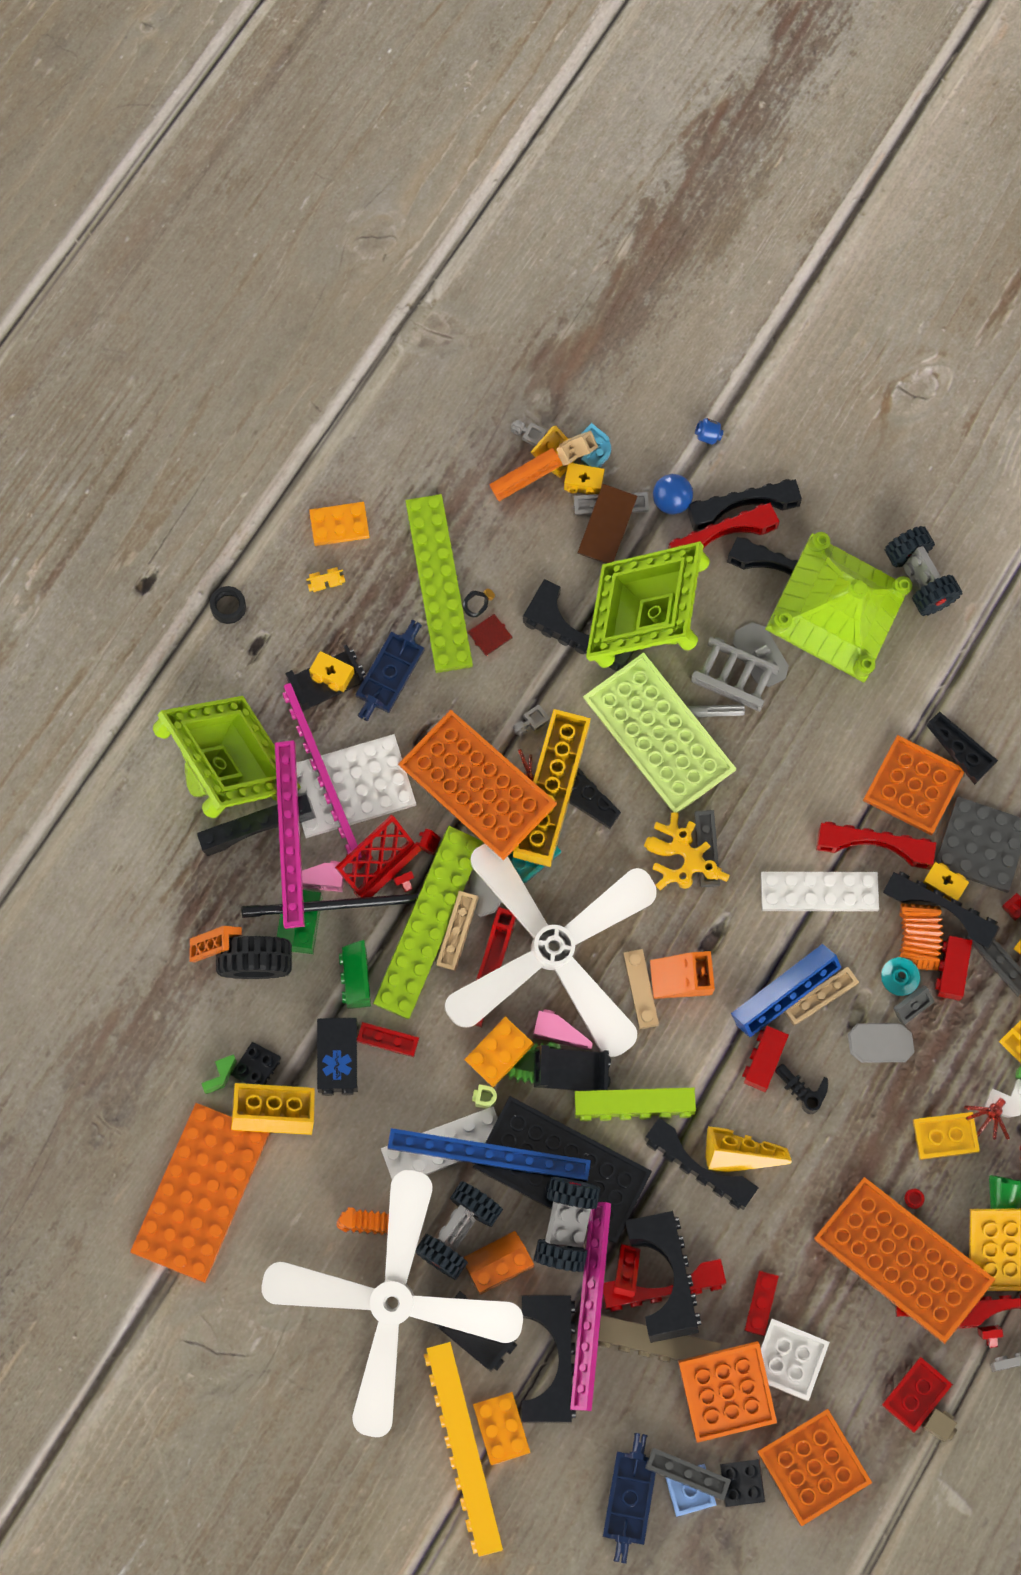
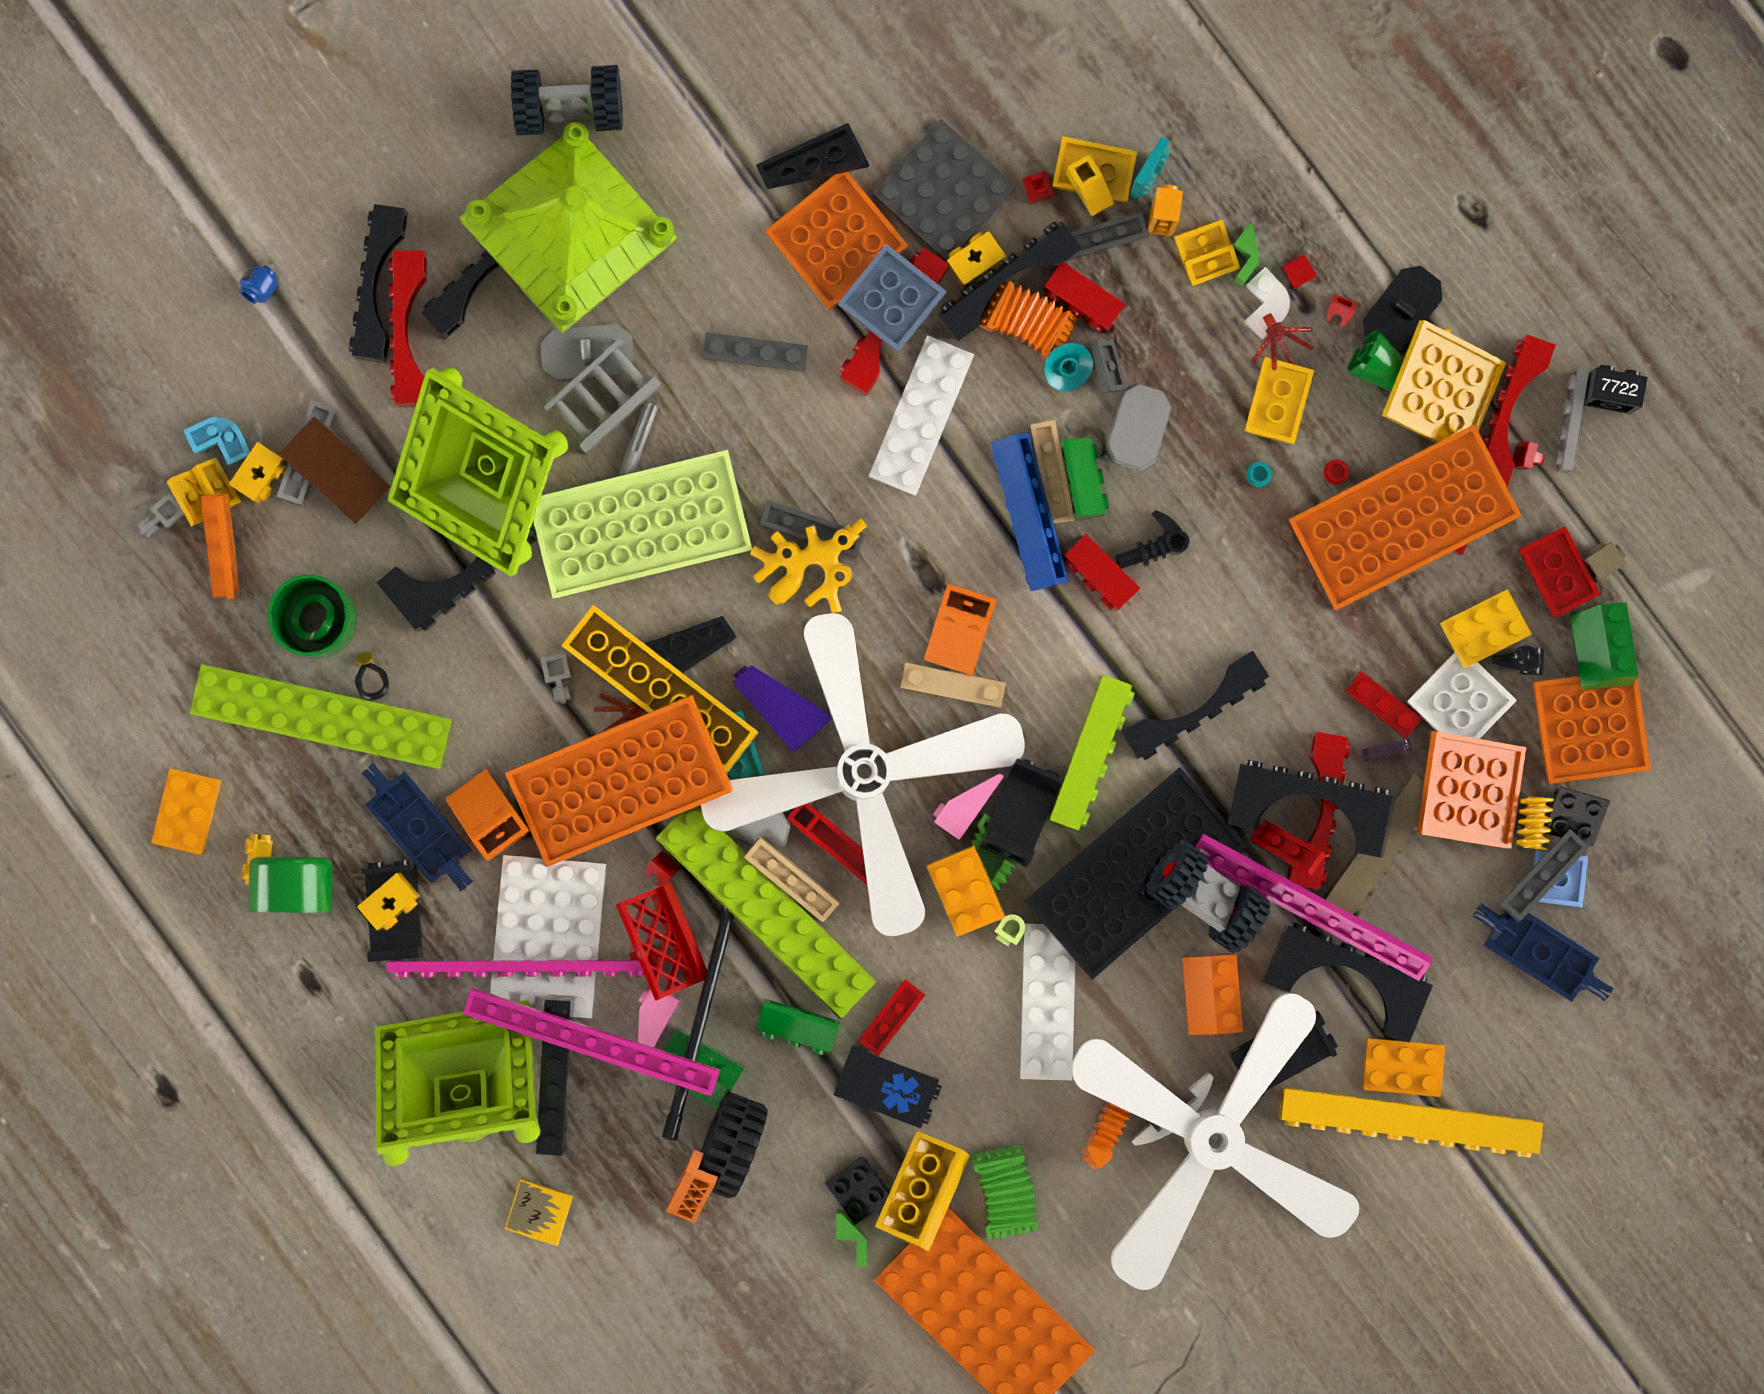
camera: 65 degrees left, 15 degrees up
(156, 854) = (539, 1212): none -> slope
(227, 591) = (226, 1012): black tyre -> none
(294, 1171) = (1007, 1192): none -> bright green piece
(317, 601) = (290, 884): none -> green piece
(403, 879) = (699, 918): red tile -> none
(416, 713) = (487, 815): none -> orange slope
(423, 1280) = (1198, 1089): none -> white slope
(472, 1206) = (1178, 1058): black plate -> none
(489, 1154) = (1087, 955): blue plate -> none
(490, 634) = (419, 680): clear red piece -> none
(499, 530) = (286, 609): none -> green piece
(572, 880) = (783, 709): none -> dark purple slope
(576, 447) = (211, 465): tan brick -> none
(672, 494) = (327, 368): blue piece -> none
(723, 1451) = (1534, 822): none -> yellow piece
(729, 1318) = (1386, 750): none -> clear purple beam
(734, 1153) = (1198, 657): yellow wedge -> none
(811, 763) = (755, 352): none -> dark grey plate
(826, 1017) = (1084, 478): none -> green slope
(841, 1392) = (1525, 658): none -> black piece
(850, 1355) = (1485, 629): none -> yellow plate
(877, 1449) = (1604, 646): none -> green slope
(887, 1143) = (1259, 474): none -> teal plate
(891, 834) = (892, 298): none -> sand blue plate

